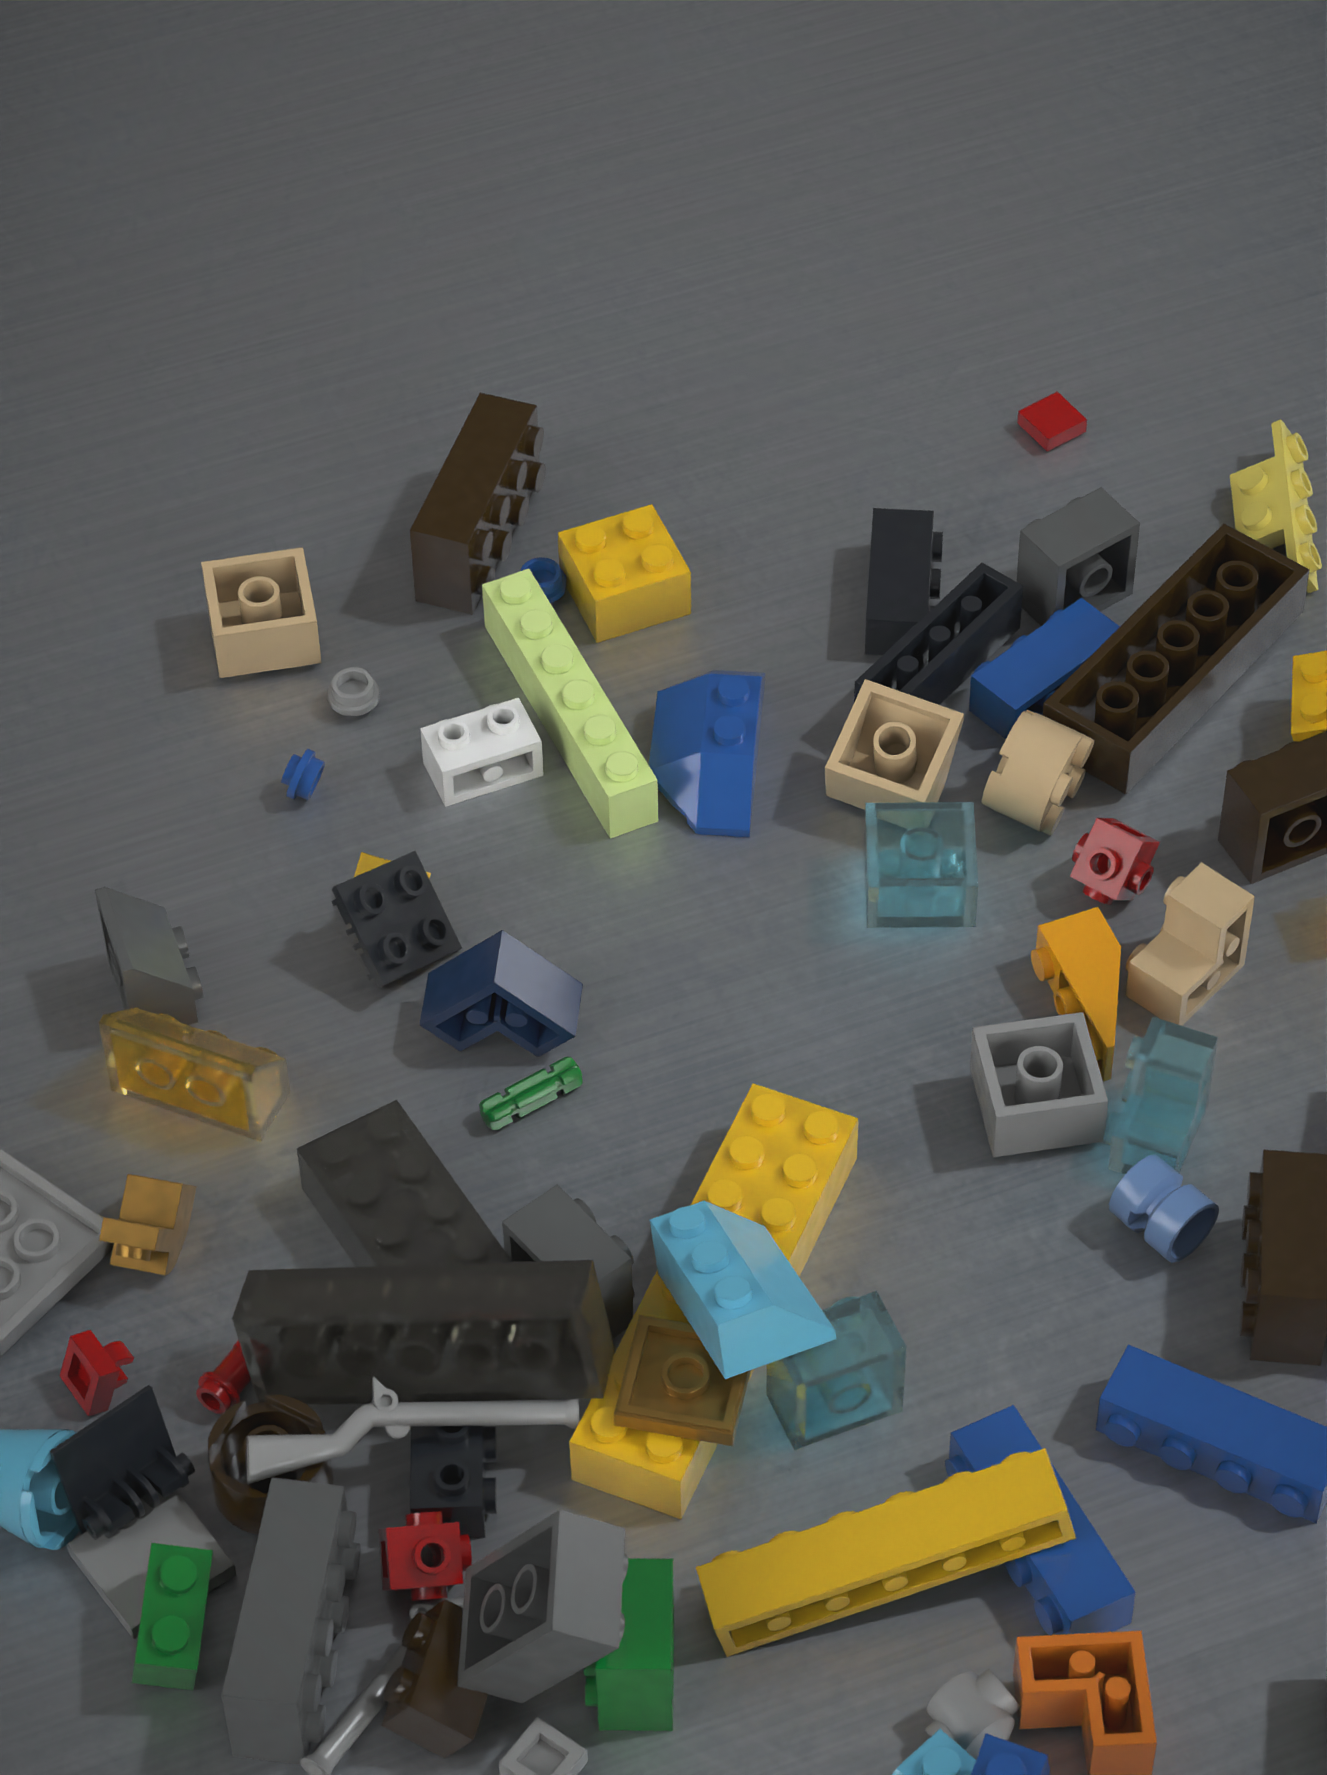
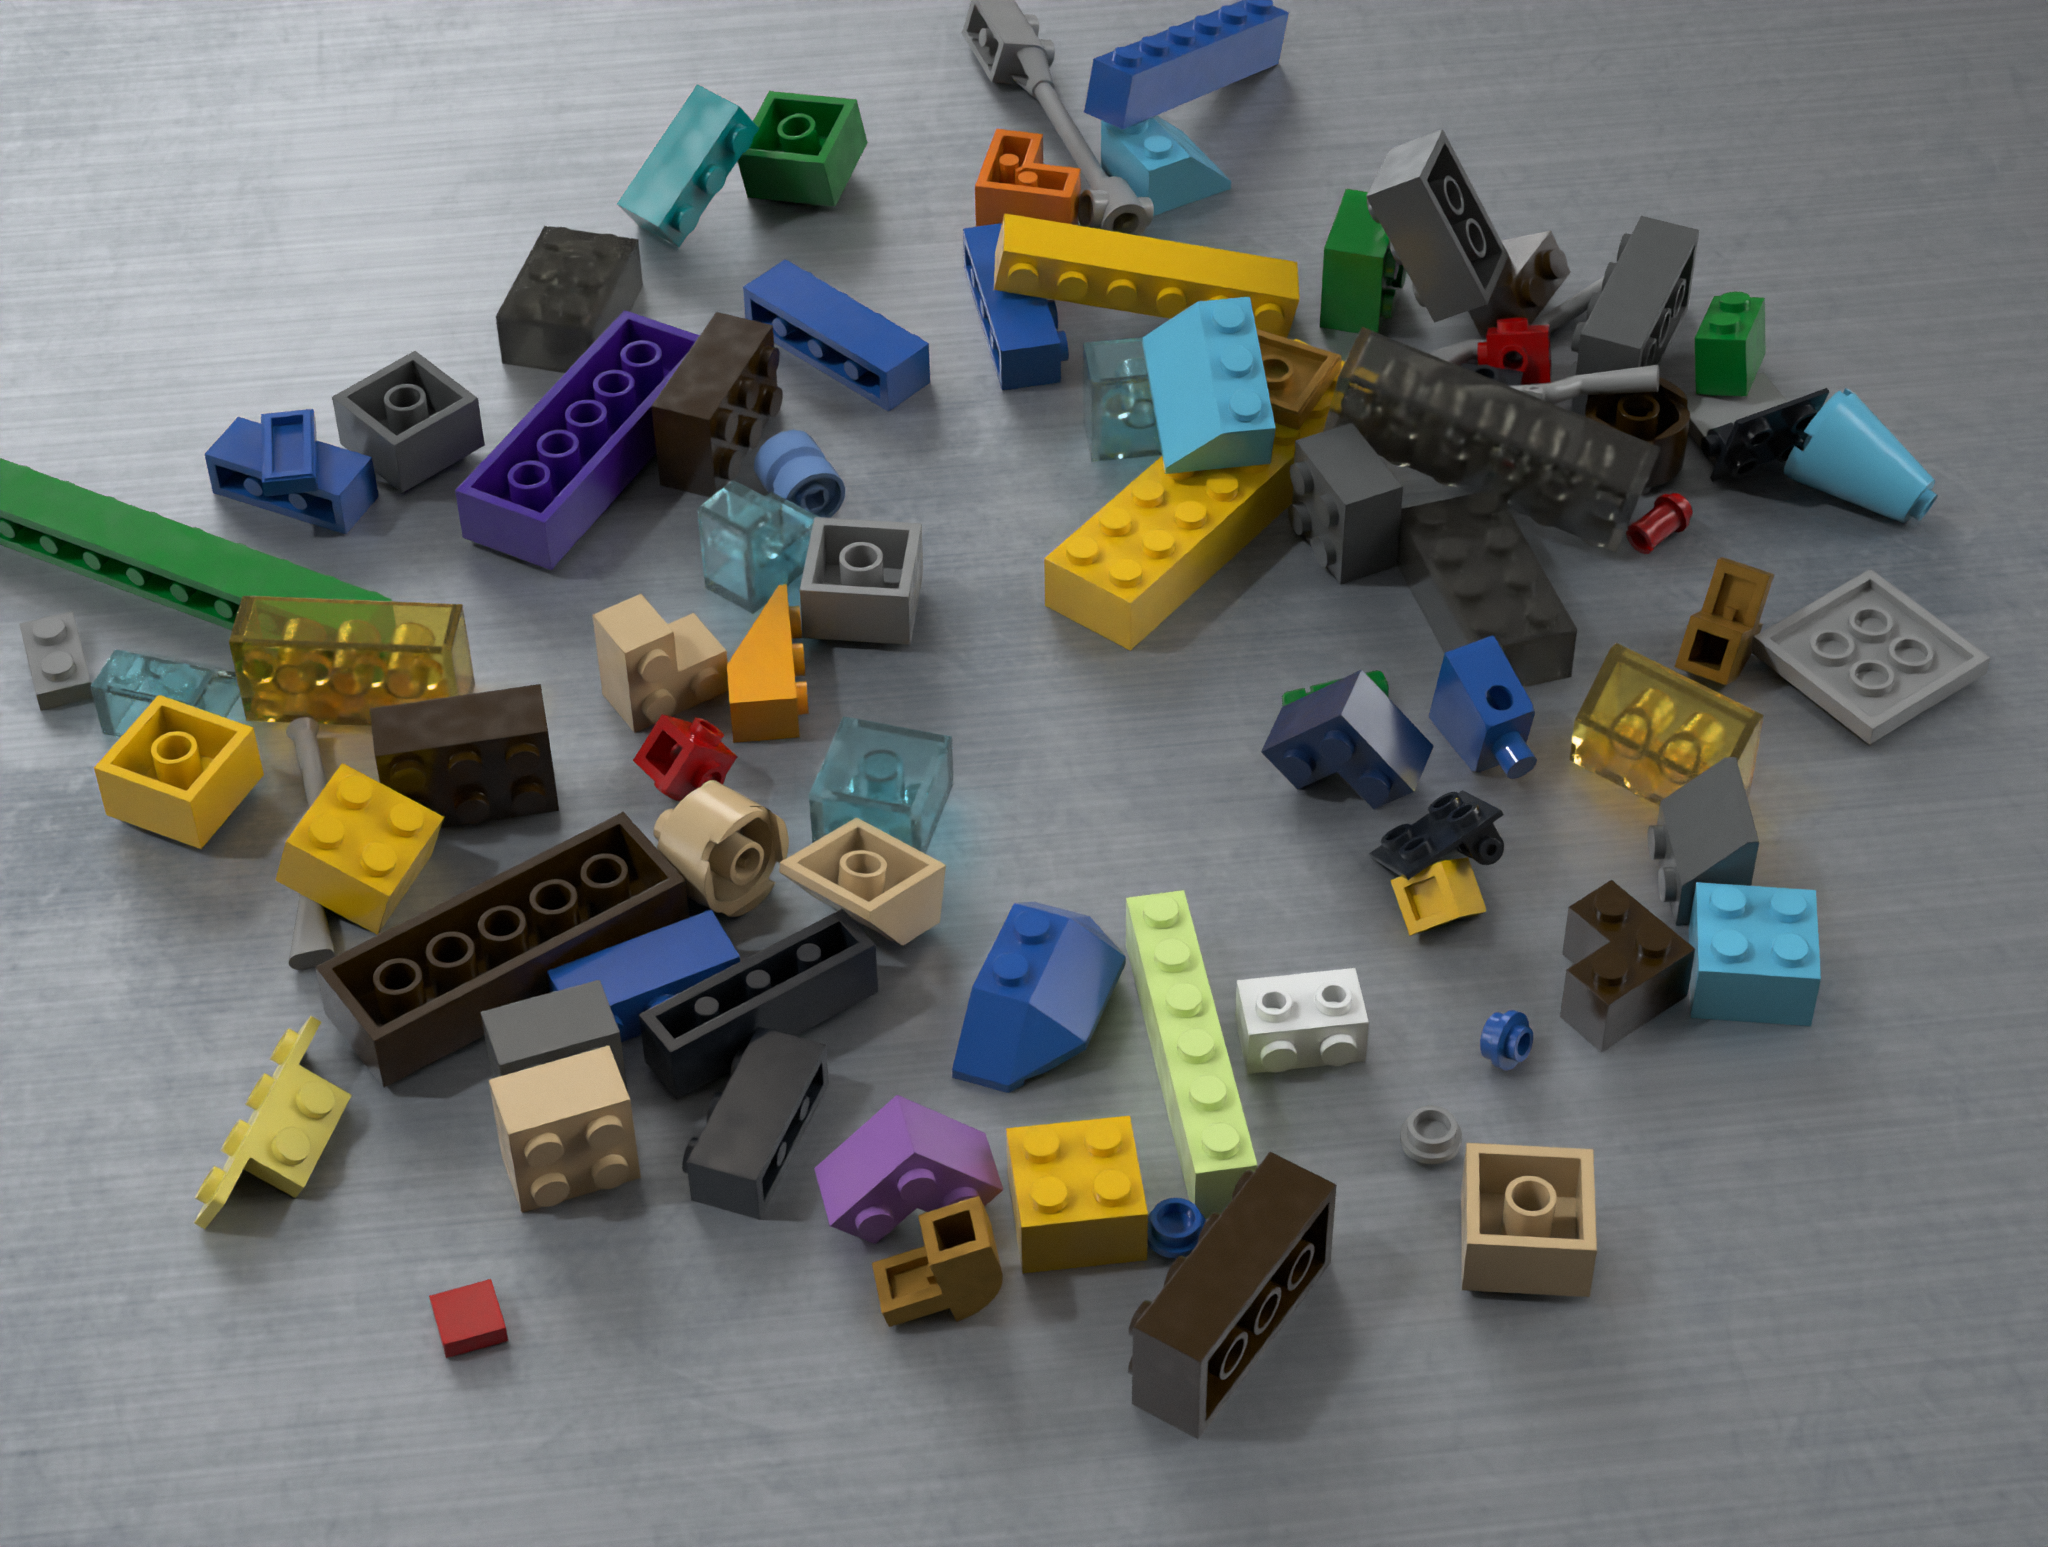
camera: 165 degrees left, 5 degrees down
(78, 861) = (1754, 954): none -> medium azure brick
(94, 1370) = (1780, 540): red tile -> none
(209, 849) = (1623, 966): none -> dark brown brick
(378, 1062) = (1484, 709): none -> blue torso
(703, 490) = (952, 1270): none -> pearl gold brick
(752, 540) = (902, 1163): none -> medium lavender brick
(1028, 494) = (565, 1128): none -> tan brick

